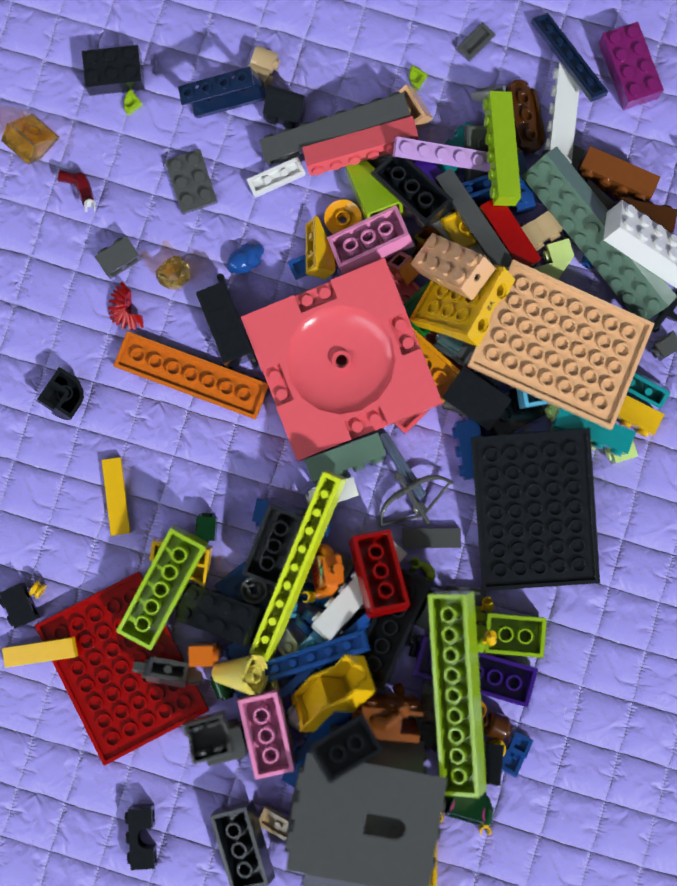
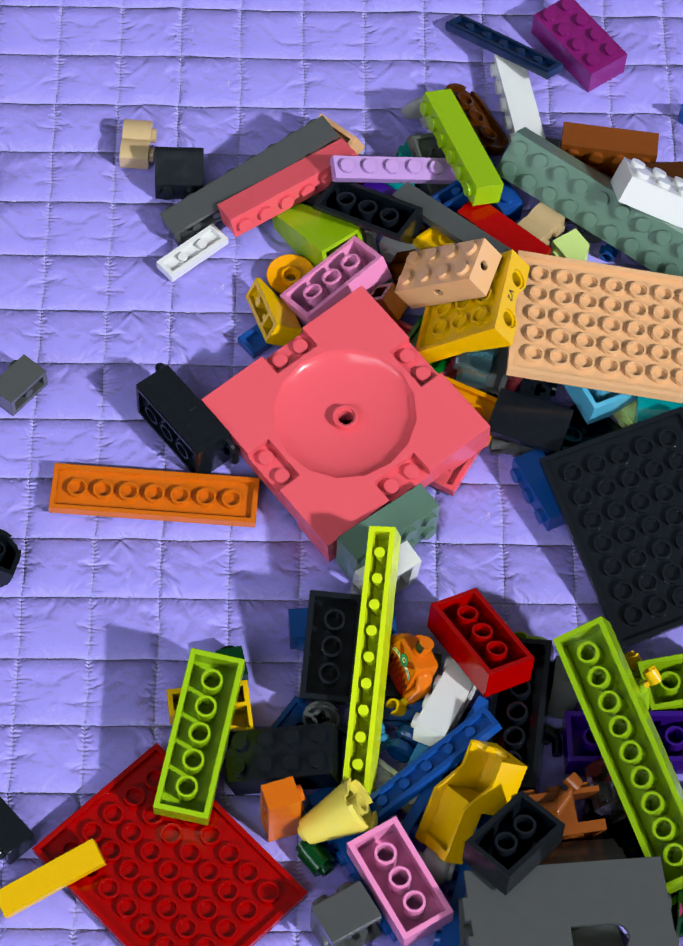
camera: 20 degrees left, 25 degrees down
(37, 589) = (23, 803): yellow bush -> none
(116, 496) = (97, 664): yellow tile -> none
(122, 309) = (38, 442): red hair -> none
(168, 672) = (239, 847): dark grey hinge -> none
(173, 273) = (97, 382): clear yellow hair -> none
(191, 181) = (86, 283): dark grey plate -> none
(208, 737) = (324, 891): dark grey piece -> none
(223, 92) = (100, 170): dark blue window -> none
(245, 258) = (182, 348): blue arm -> none
(400, 463) = (470, 537): sand blue axle -> none
(417, 77) = (330, 110): lime tile -> none
(418, 506) = (500, 572): dark grey piece -> none
(432, 538) = (533, 605): dark grey tile -> none
(475, 42) = (386, 62): dark grey tile -> none

